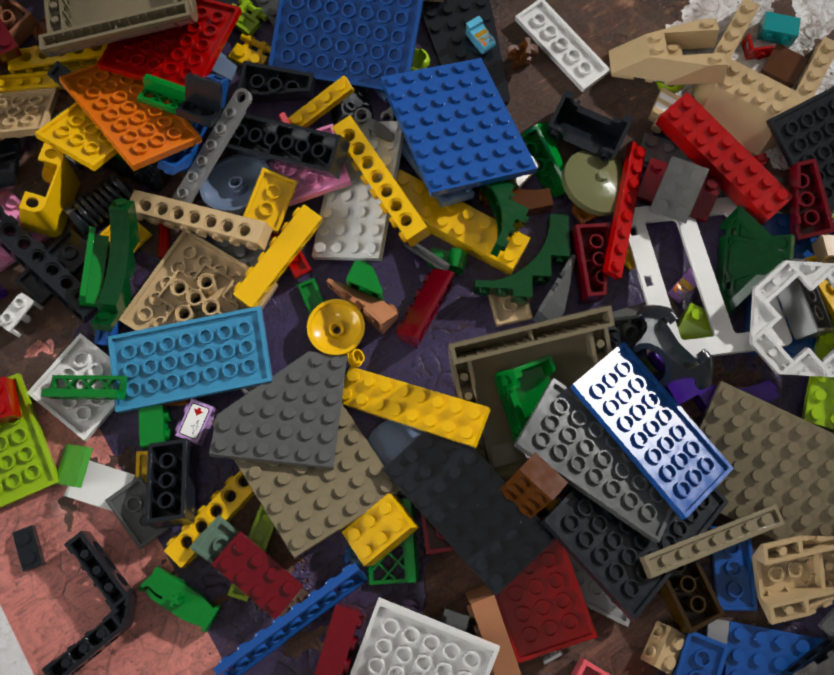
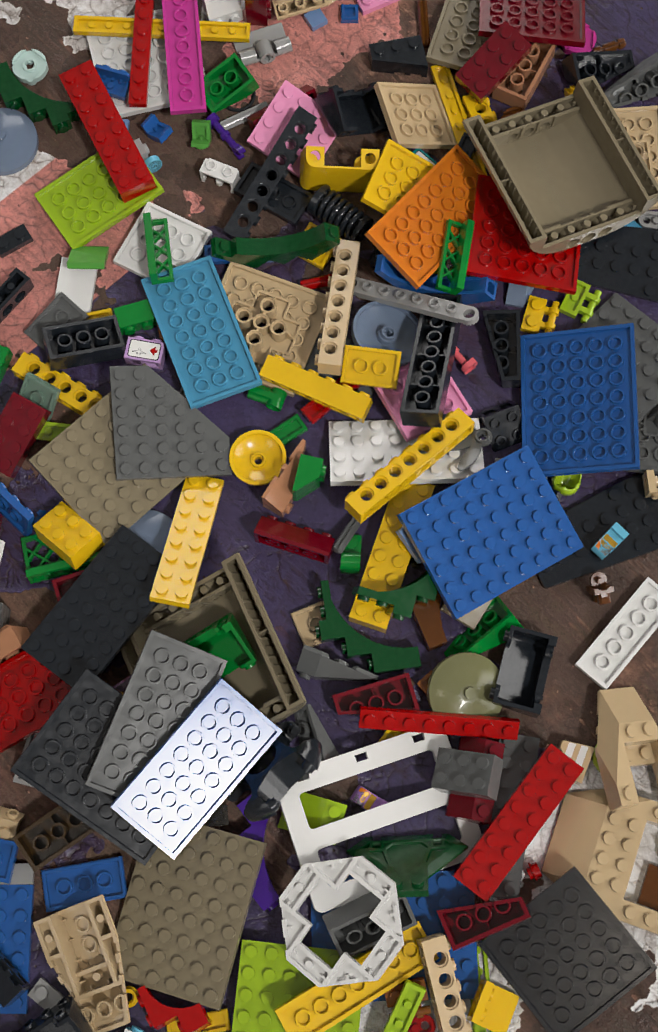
camera: 80 degrees right, 0 degrees up
(93, 268) = (272, 225): green fence -> none
(201, 101) = (449, 278): black bracket -> none
(274, 305) = (272, 398): none -> green piece
(322, 103) = (491, 395): yellow plate -> none
(355, 358) = (232, 487): yellow plate -> none
(533, 486) = (119, 656): reddish brown brick -> none
(711, 541) = (99, 846): dark tan plate -> none

